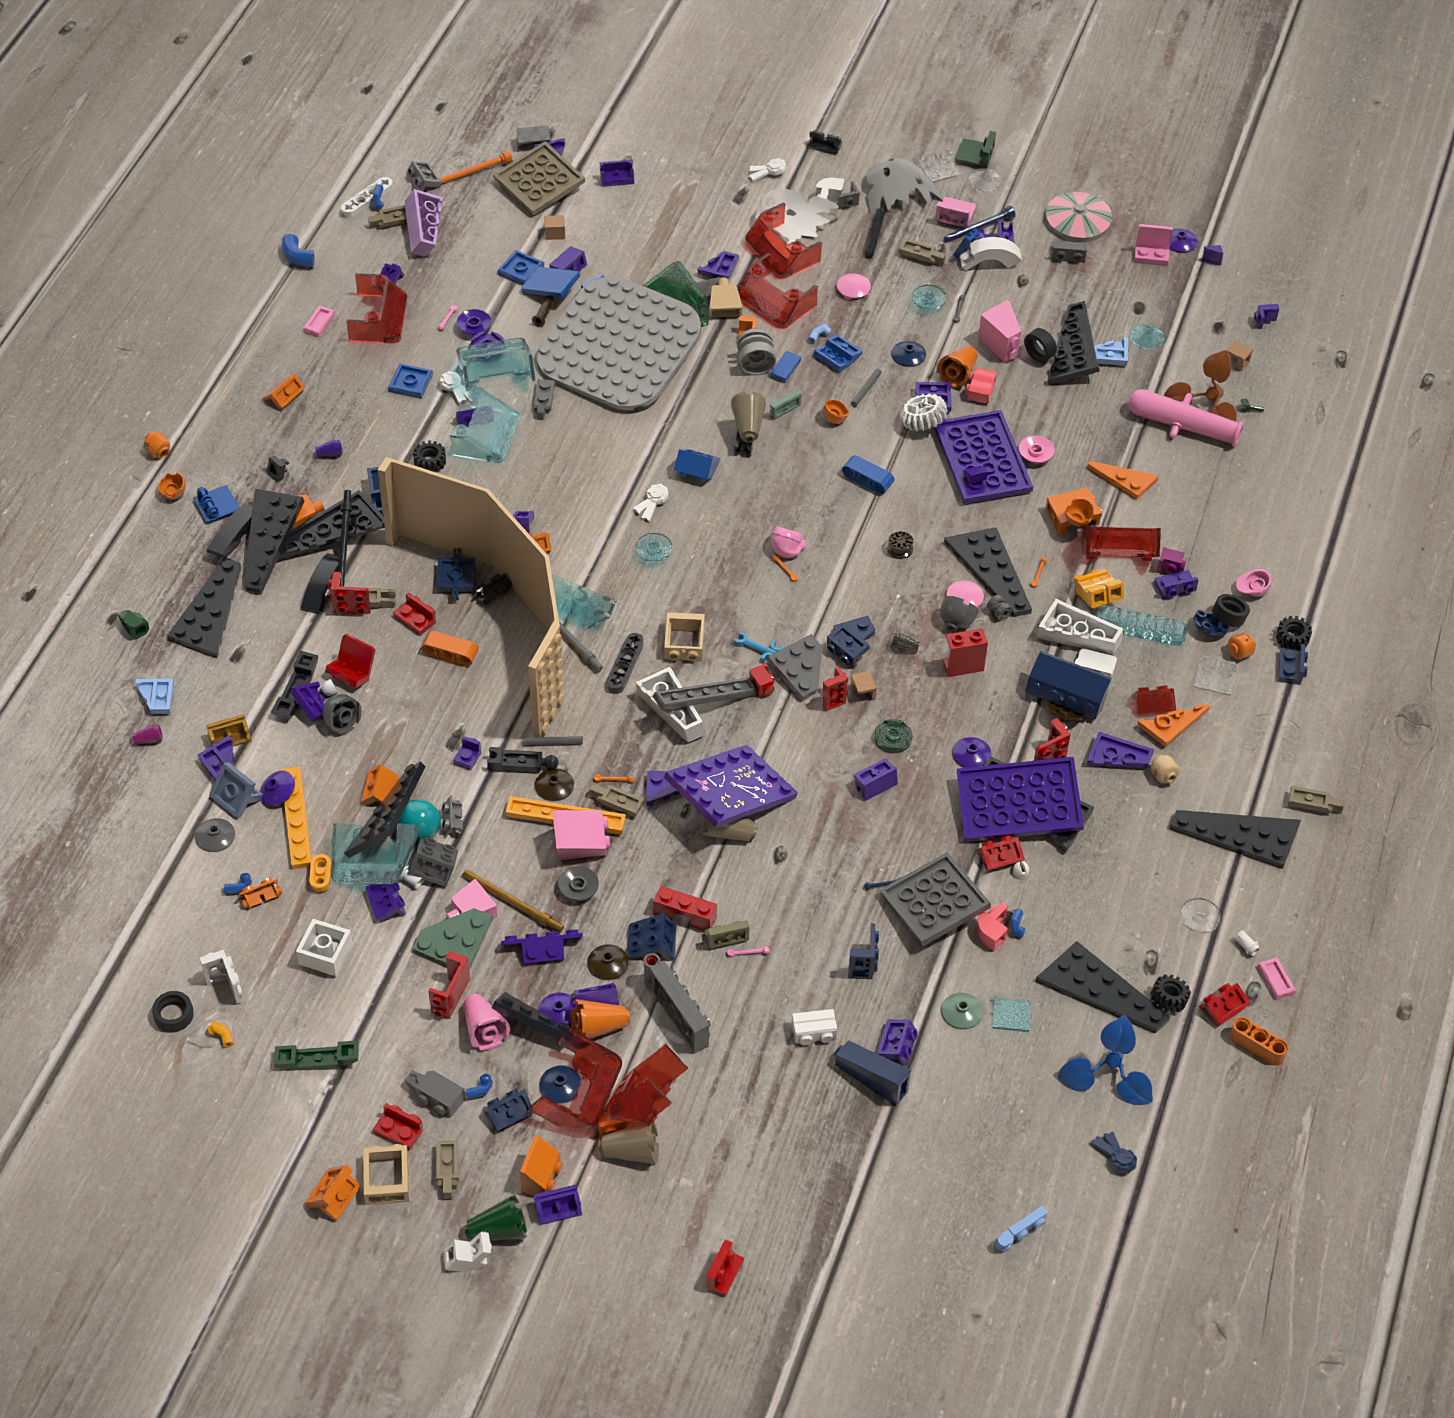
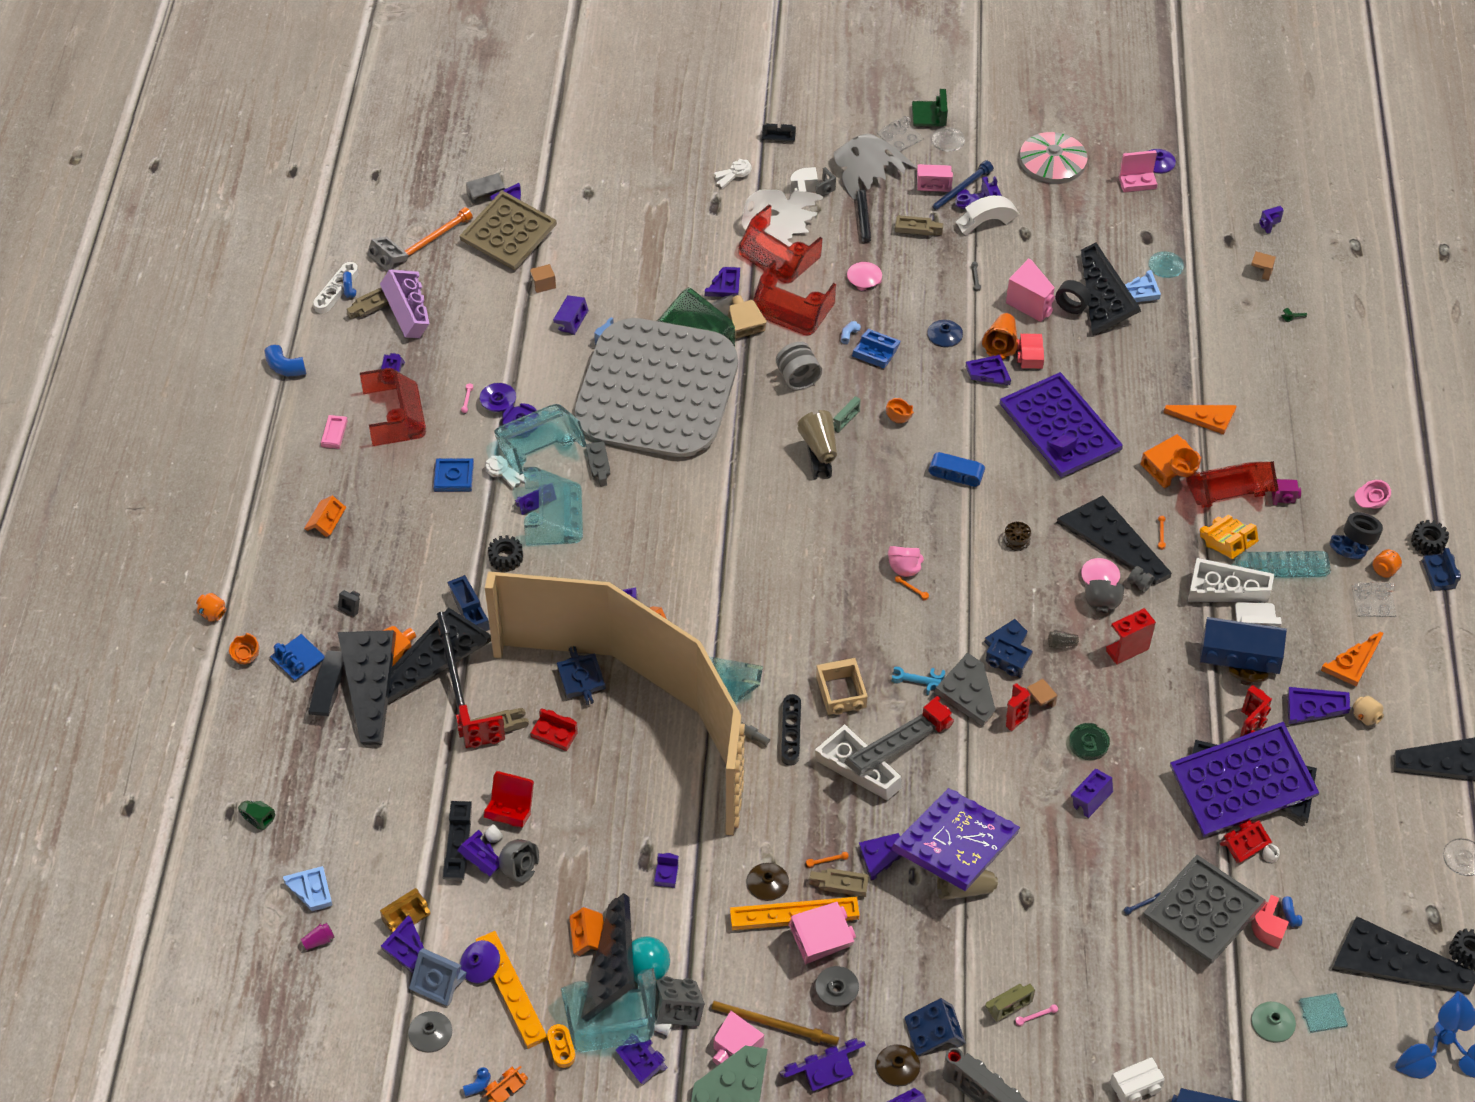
camera: 15 degrees left, 0 degrees up
(208, 613) = (331, 786): black wing -> none
(318, 584) = (442, 719): black slope -> none
(330, 448) = (396, 569): dark purple cone -> none
(450, 648) = (605, 758): orange beam -> none
(452, 810) = (673, 939): flat silver hinge -> none
(498, 584) = (619, 688): black hinge -> none
(519, 267) = (523, 328): blue tile -> none
(519, 760) = (723, 864): black plate -> none
(539, 318) = (565, 363): dark brown pin -> none
(550, 282) = (561, 337): tile -> none
(553, 740) = (749, 833): dark grey bar -> none
(616, 173) = (584, 208): dark purple hinge -> none
(654, 547) = (772, 591): clear light blue dish -> none
(656, 495) = (753, 540): white piece -> none
(696, 464) = (782, 498): blue slope -> none
(699, 911) = (943, 982): red arch -> none
(746, 323) = (776, 341): orange panel -> none
(785, 366) = (830, 374): tile -> none
(865, 962) = (1163, 995): dark blue bracket -> none
(866, 387) = (917, 379): dark grey bar -> none
(898, 1040) = (1225, 1073): dark purple bracket -> none
(923, 412) = (987, 392): white gear -> none
(929, 297) = (944, 271): clear light blue dish -> none
(965, 244) = (960, 207): blue tile -> none
(971, 758) = (1171, 746): dark purple dish -> none
(1036, 449) = (1110, 405): bright pink dish -> none
(1069, 252) = (1059, 195): dark grey bracket -> none
(1155, 701) = (1329, 640): clear red bracket -> none
(1176, 584) = (1298, 513): dark purple bracket -> none
(1184, 416) = (1238, 339): bright pink piece -> none
(1213, 254) = (1197, 168): dark purple slope -> none
(1218, 368) = (1274, 330): dark orange plant -> none

